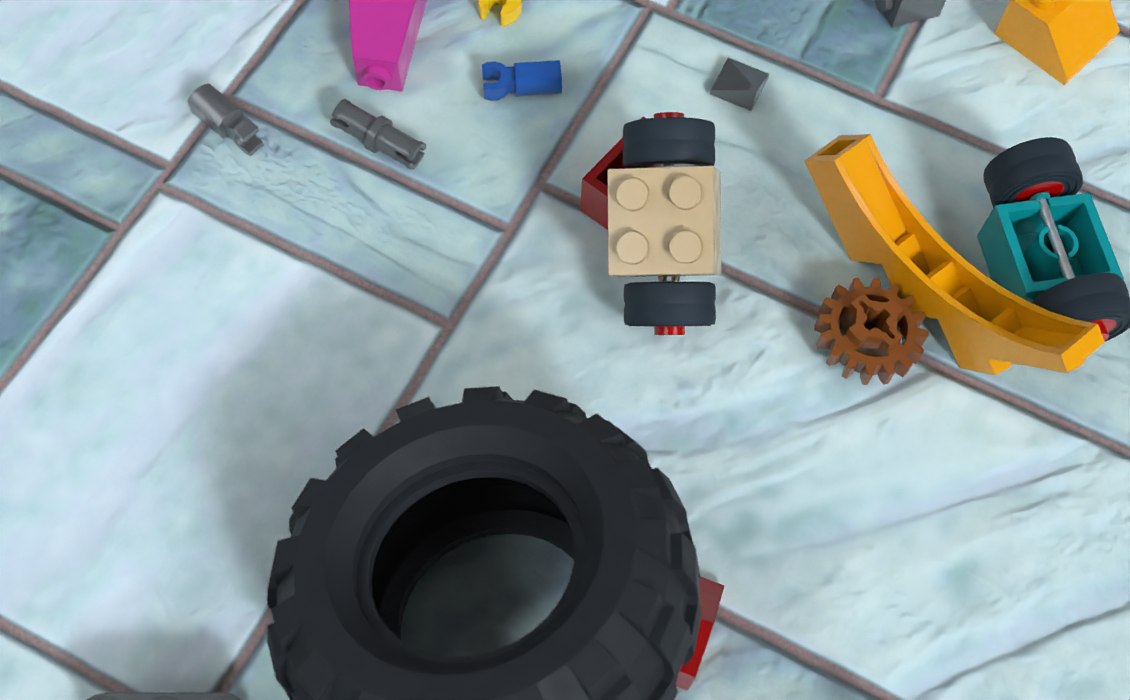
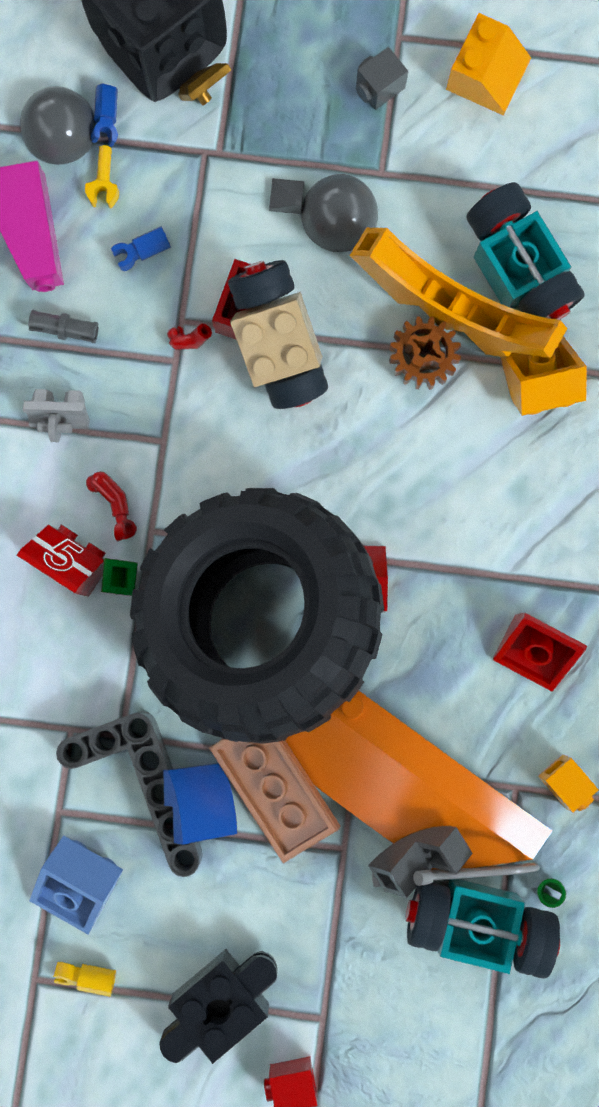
camera: 15 degrees left, 20 degrees up
(237, 425) = (64, 559): none -> red slope
(294, 472) = (119, 577): none -> green slope
(318, 236) = (56, 416): none -> light grey hips
(341, 350) = (110, 490): none -> red arm
(544, 208) = (193, 340): none -> red arm
(800, 118) = (338, 212): none -> dark grey piece
(1045, 423) = (545, 382): none -> light orange slope

